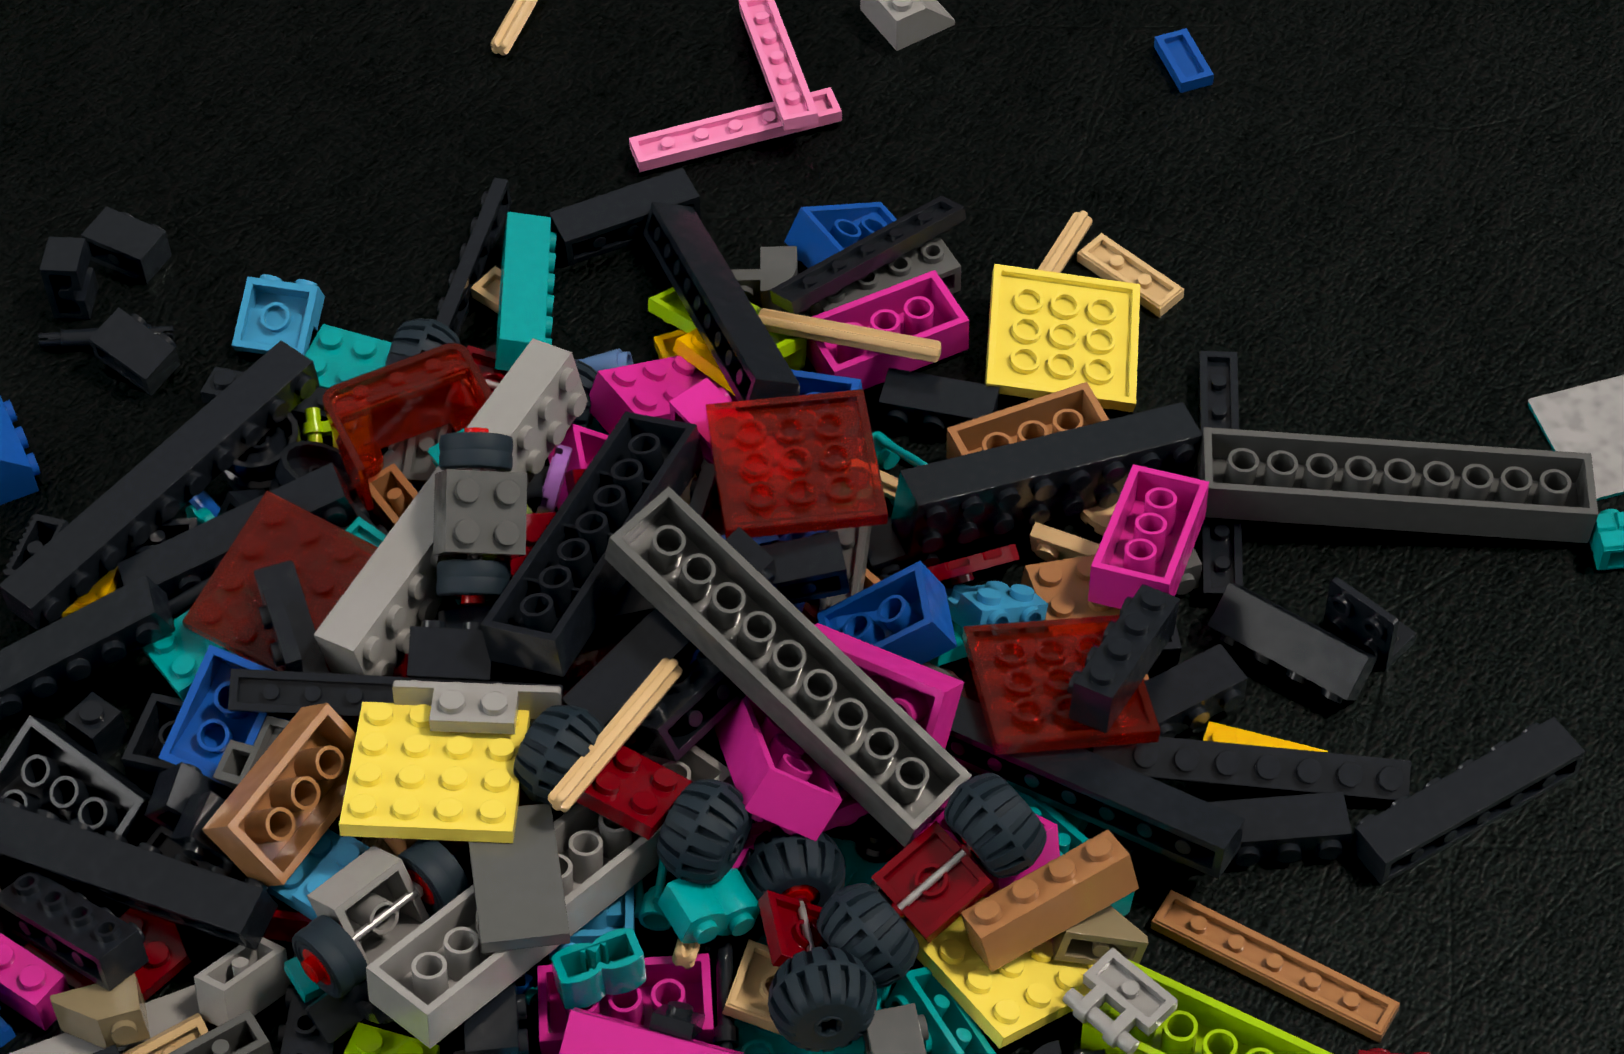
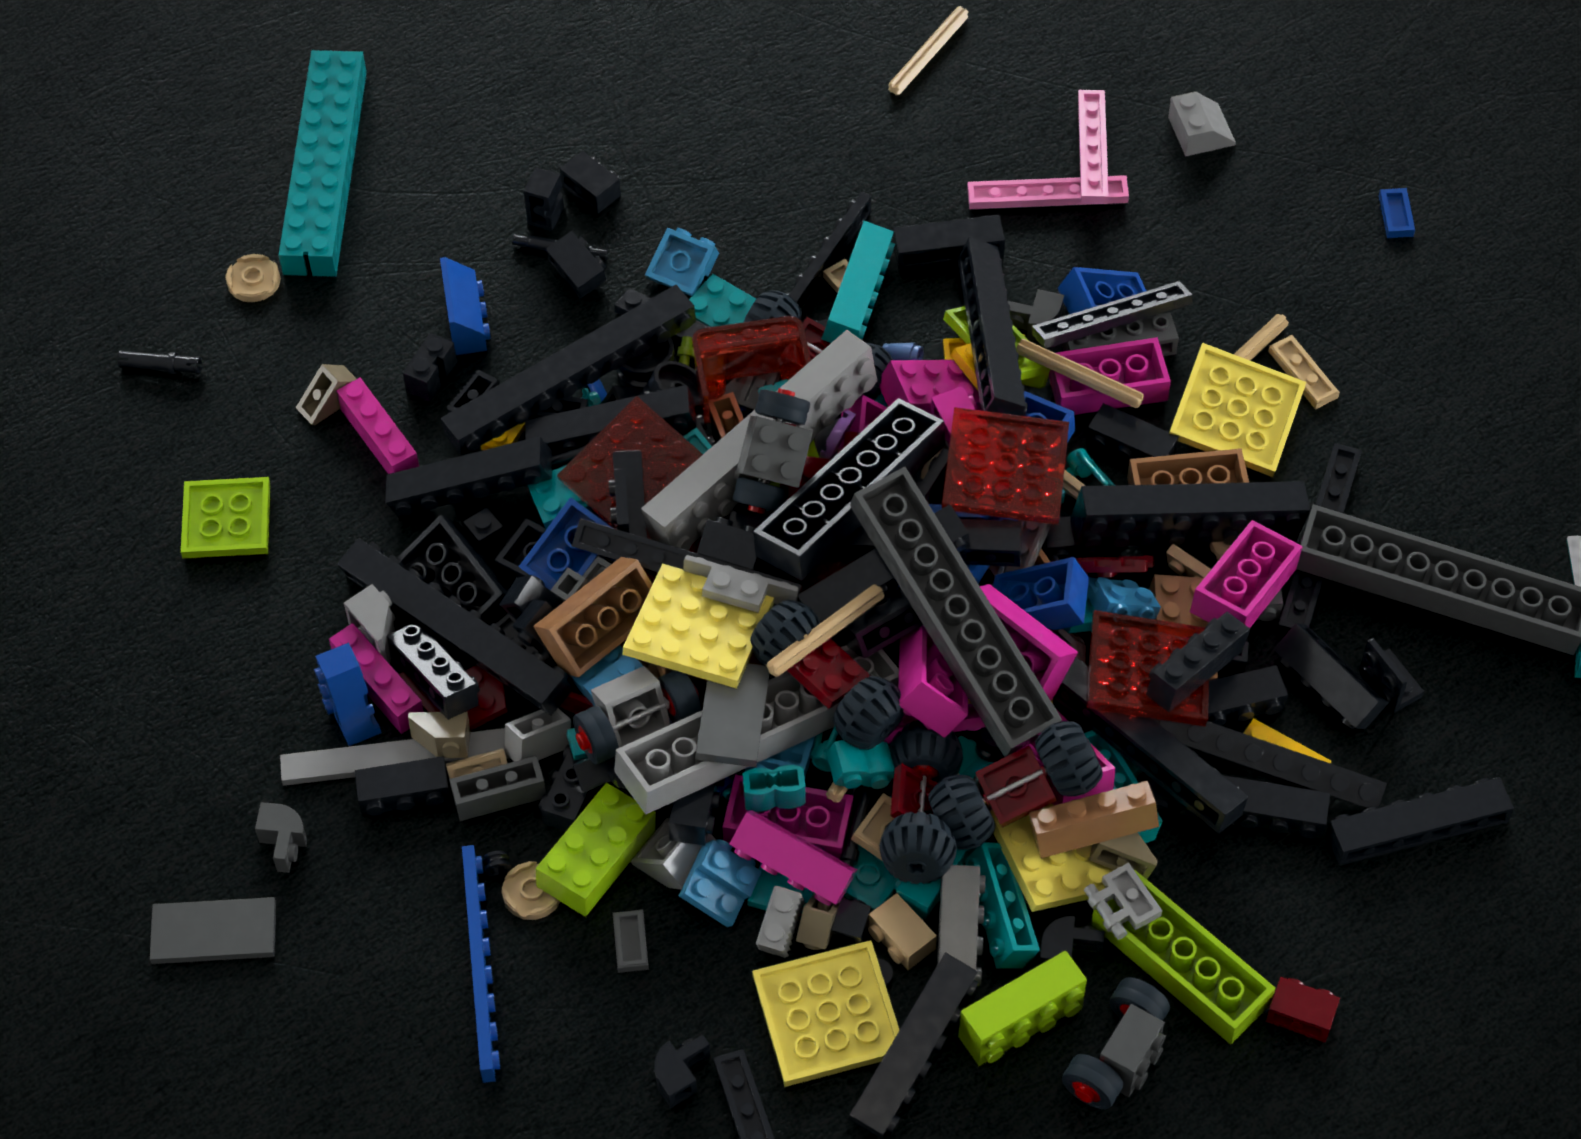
camera: 15 degrees right, 5 degrees up
(677, 1020) = (817, 837): black plate -> none
(1275, 966) = (1245, 903): medium nougat tile -> none

